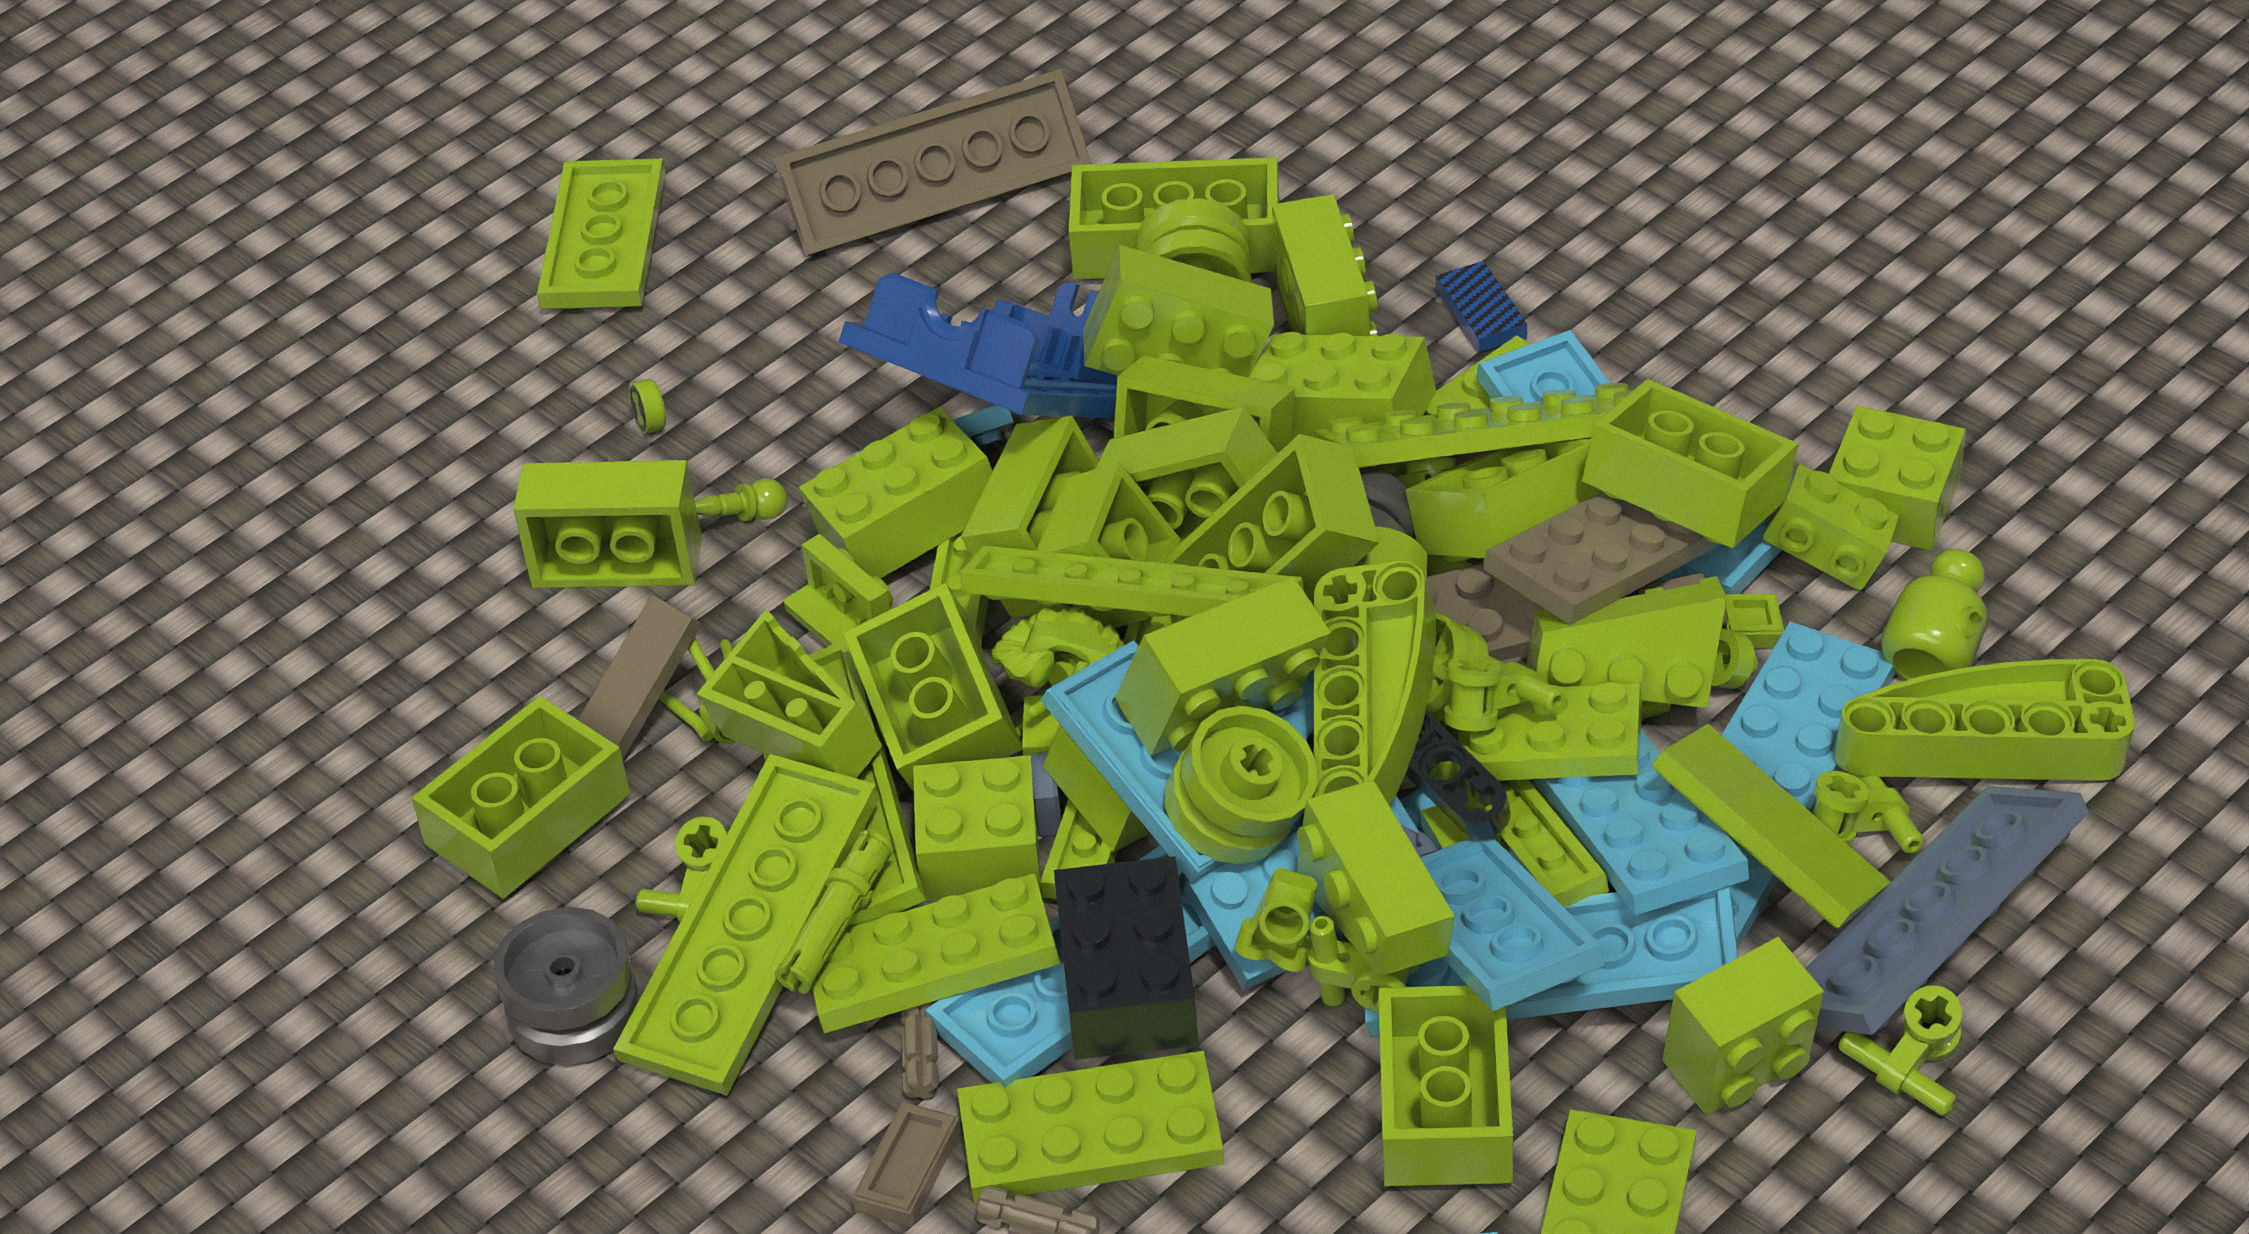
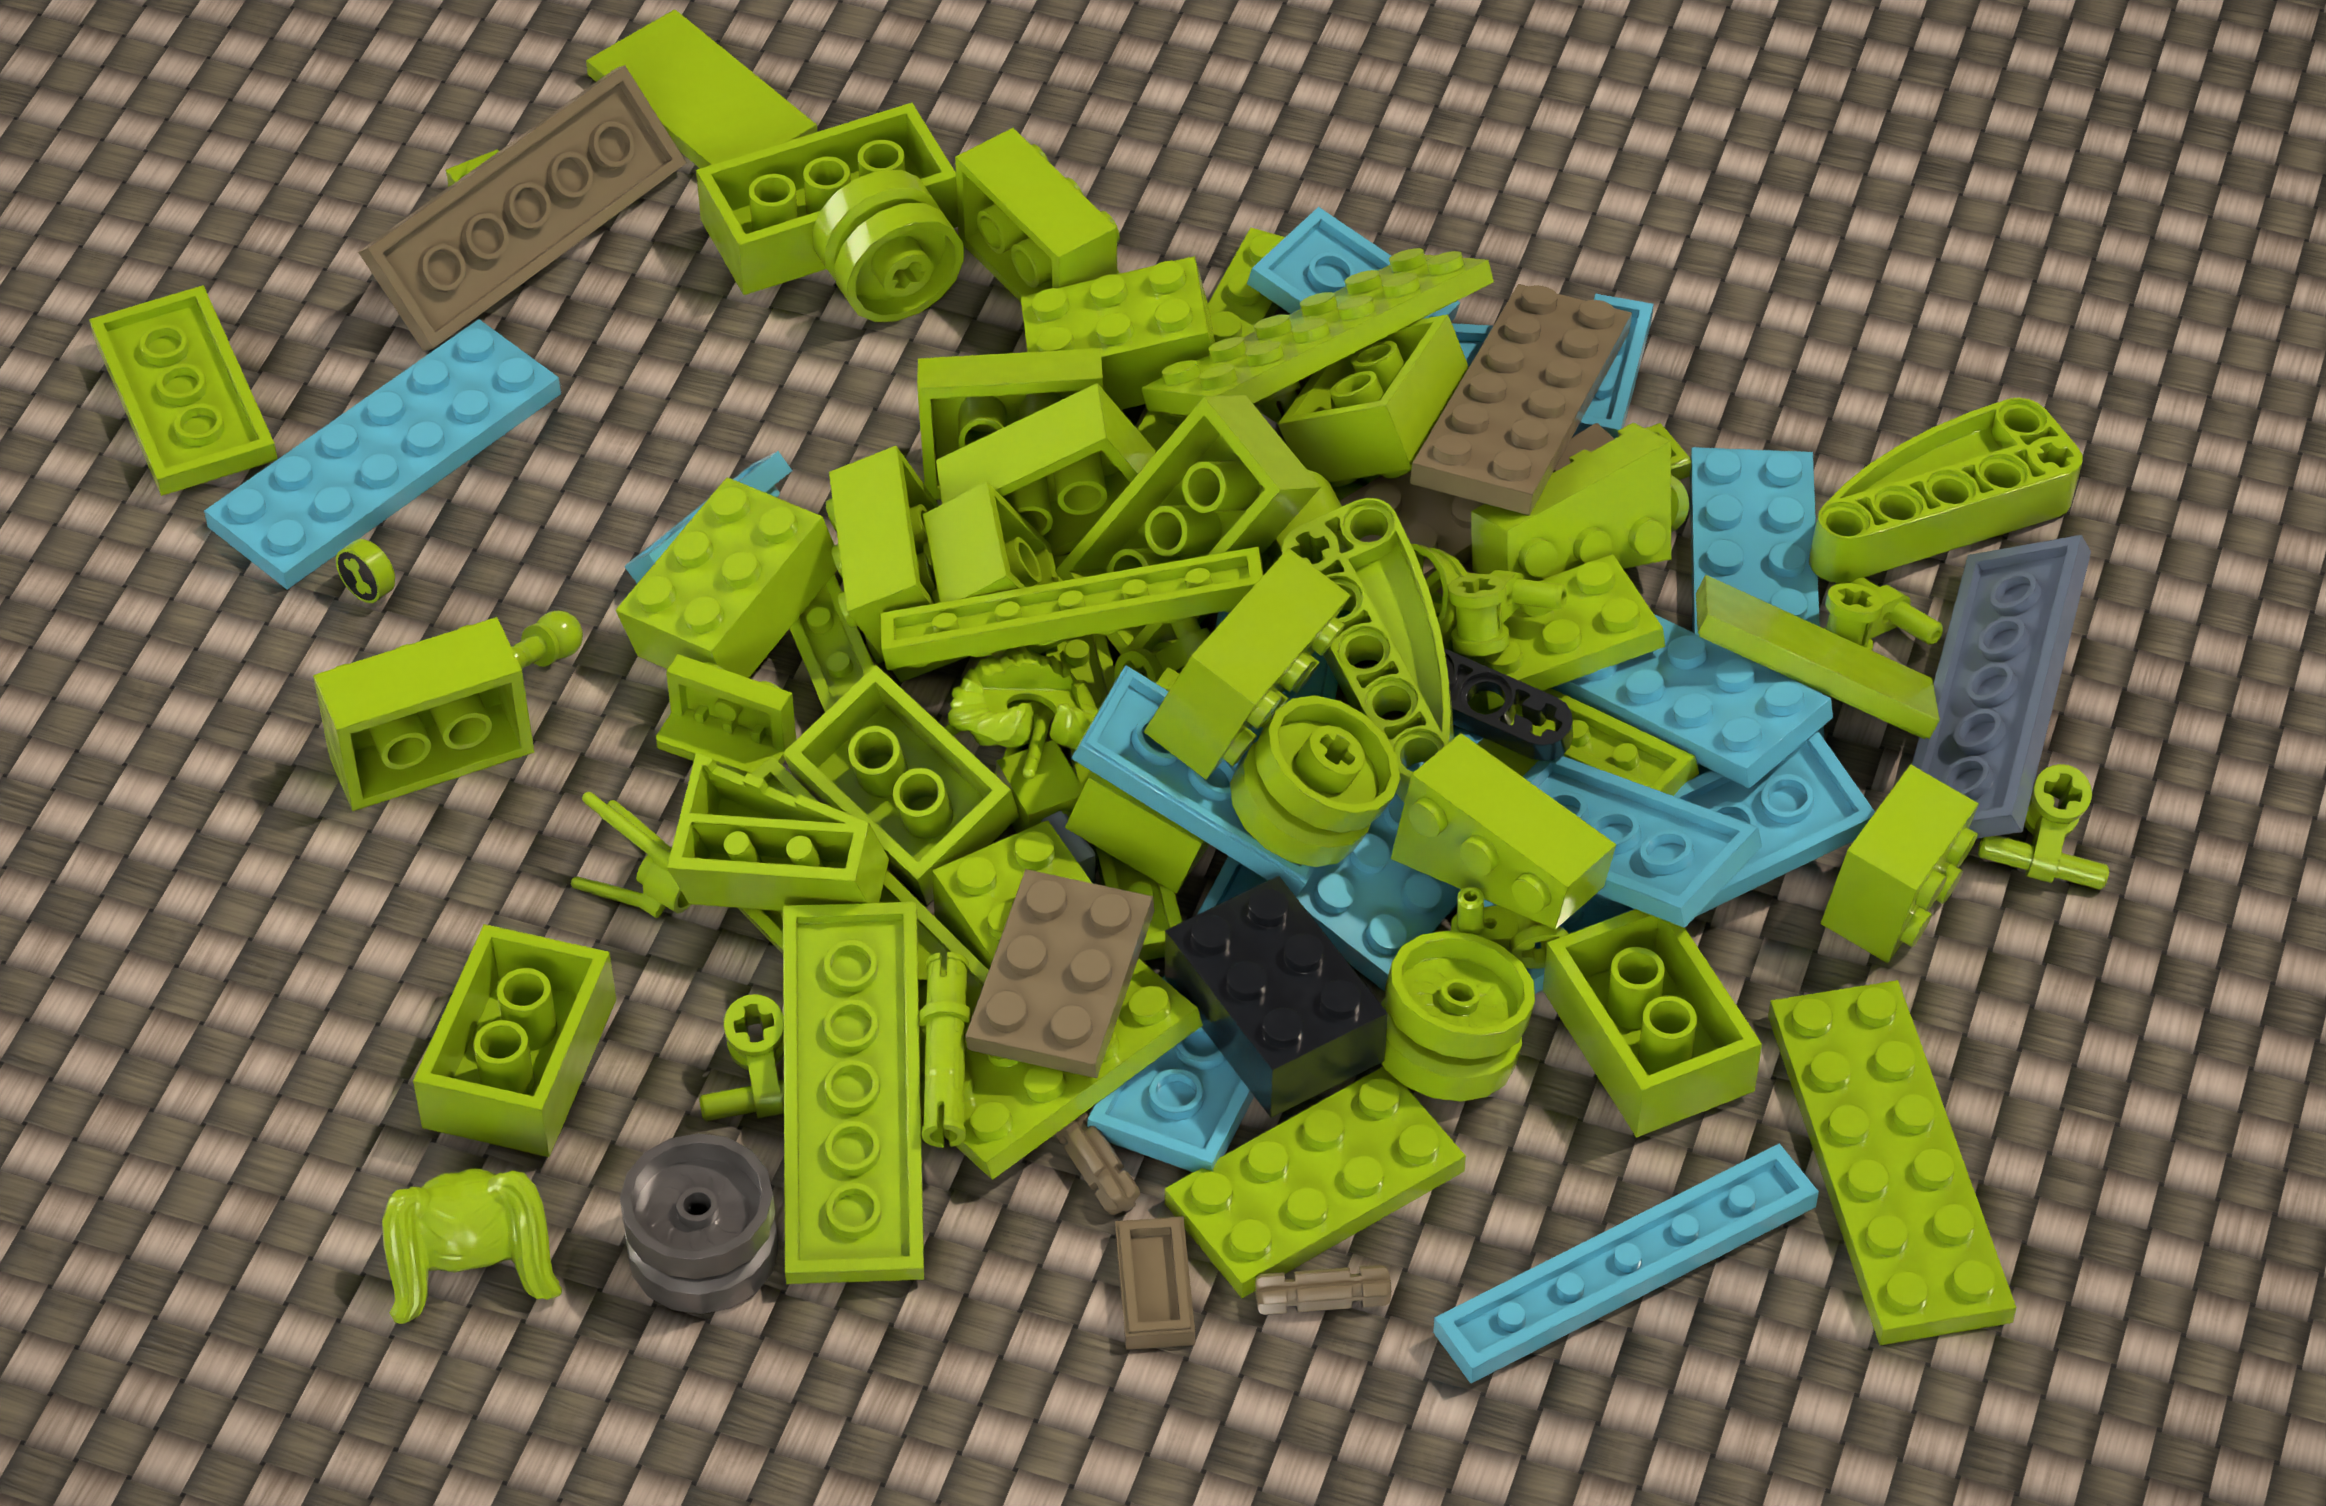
camera: 30 degrees left, 5 degrees up
(385, 924) = (464, 1225): none -> lime hair
(639, 672) = (569, 860): dark tan tile -> none
(720, 322) = (382, 453): none -> medium azure plate
(955, 879) = (1060, 973): none -> dark tan plate
(1002, 356) = (770, 395): blue piece -> none
(1132, 108) = (702, 92): none -> lime tile
(1175, 316) = (921, 304): lime brick -> none
(1272, 1025) = (1455, 1015): none -> lime wheel
(1280, 922) = (1420, 902): lime plate -> none
(1481, 306) = (1191, 206): blue tile -> none
(1689, 463) = (1557, 314): lime brick -> none
(1832, 527) = (1687, 339): lime bracket -> none
(1905, 466) = (1711, 270): lime brick -> none
(1938, 618) = (1836, 405): lime piece -> none

